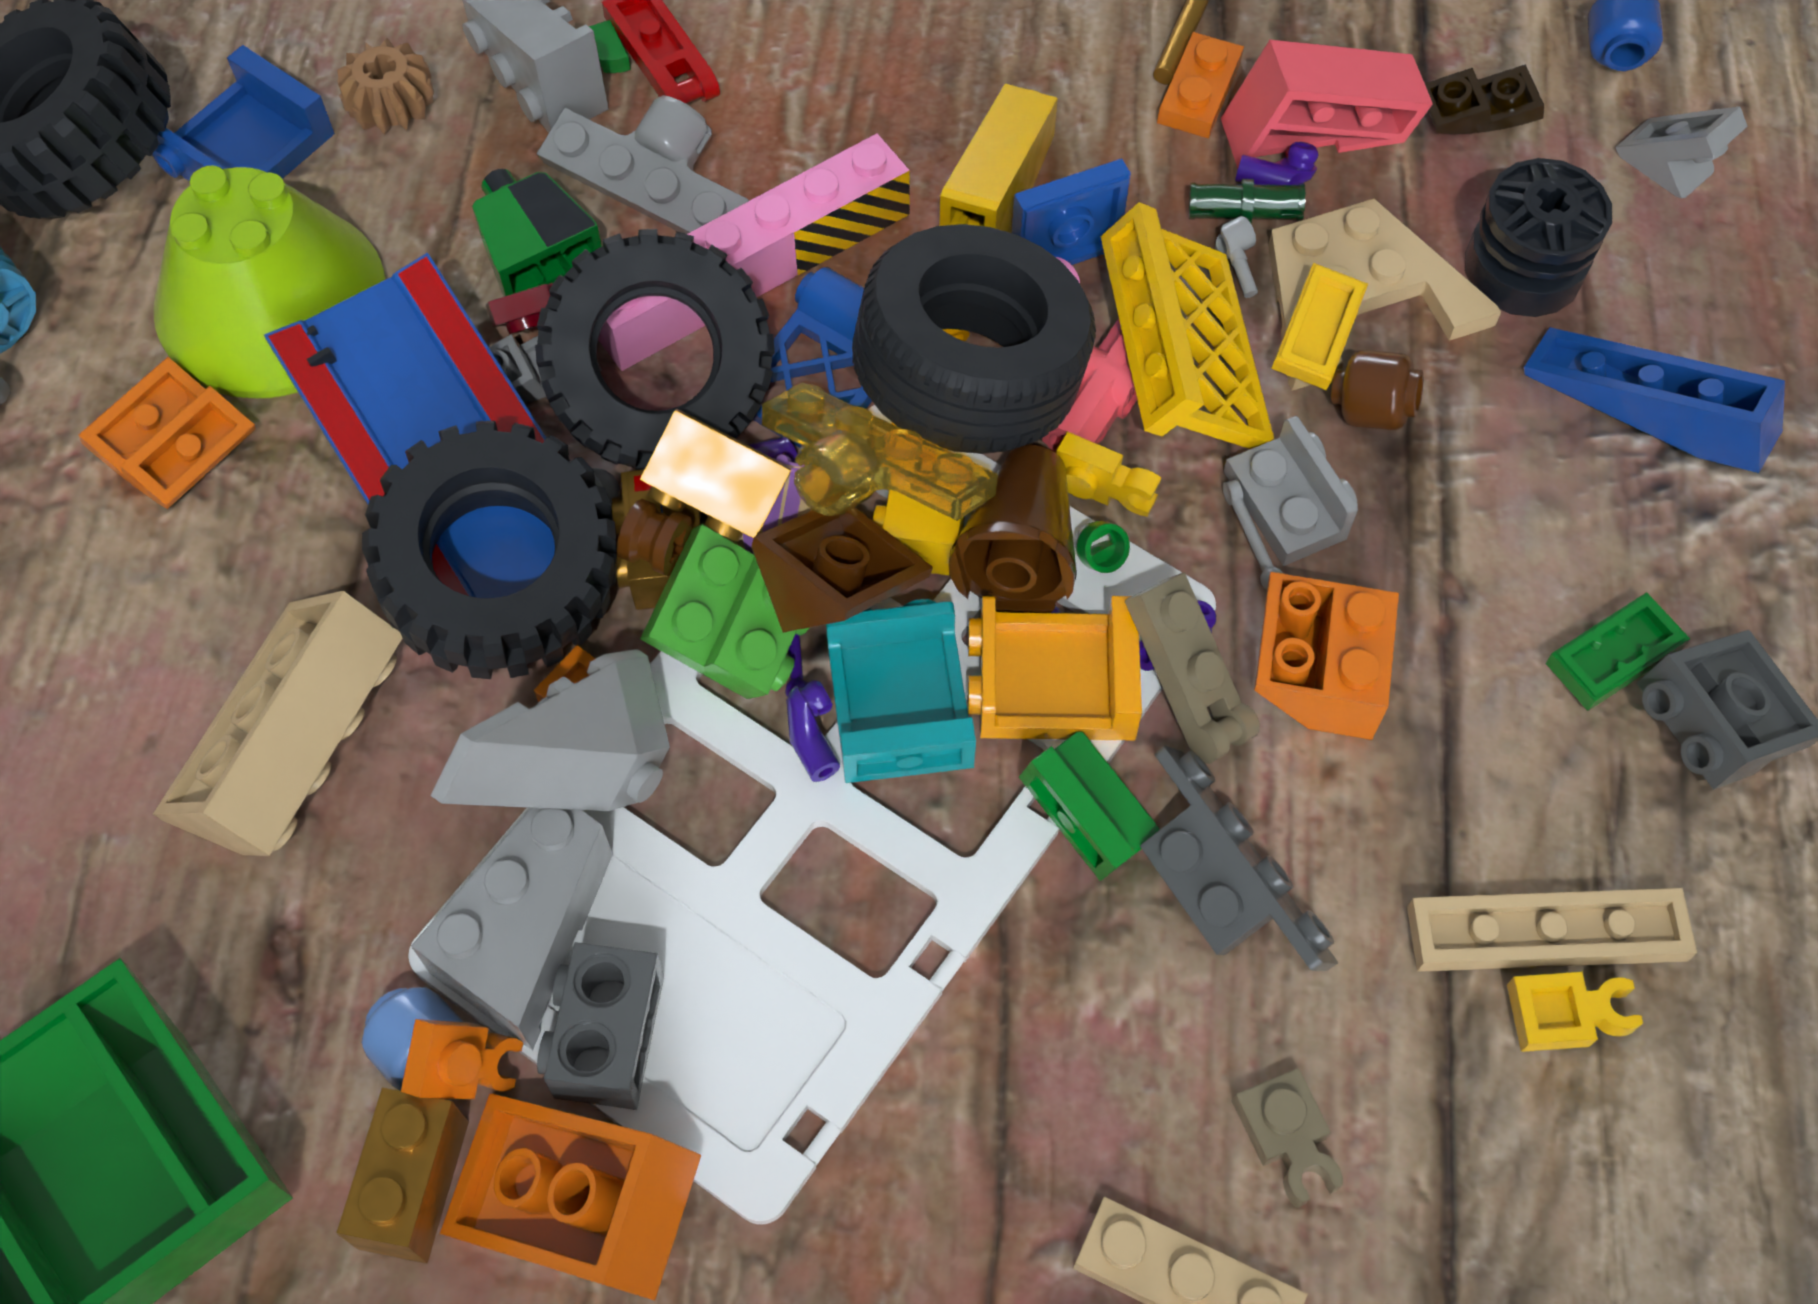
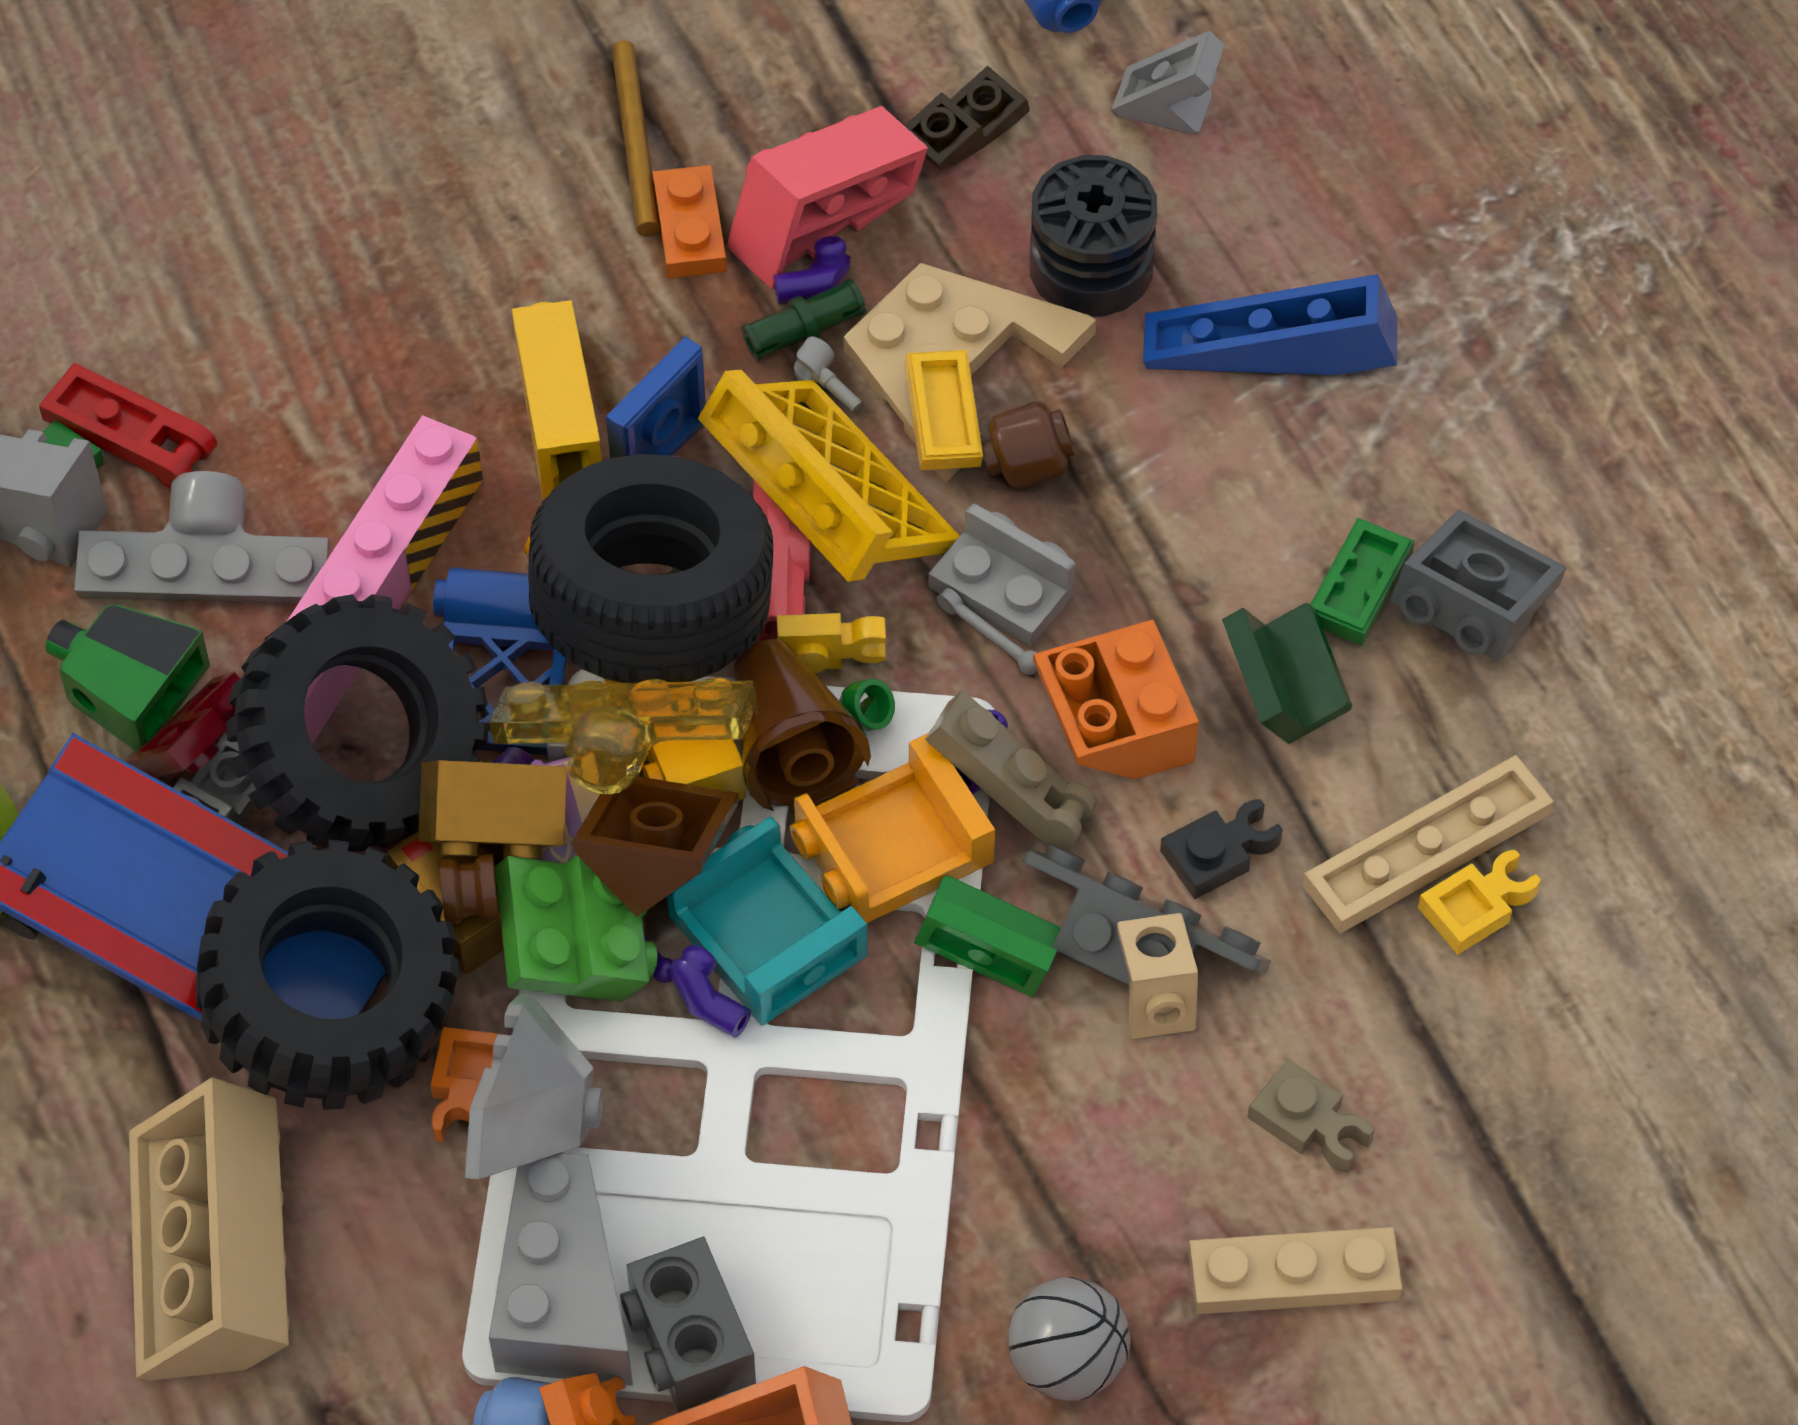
camera: 30 degrees left, 5 degrees down
(927, 1236) = (1068, 1338): none -> light grey piece
(1217, 941) = (1160, 987): none -> tan bracket
(1340, 832) = (1216, 852): none -> black plate
(1502, 700) = (1288, 671): none -> dark green panel

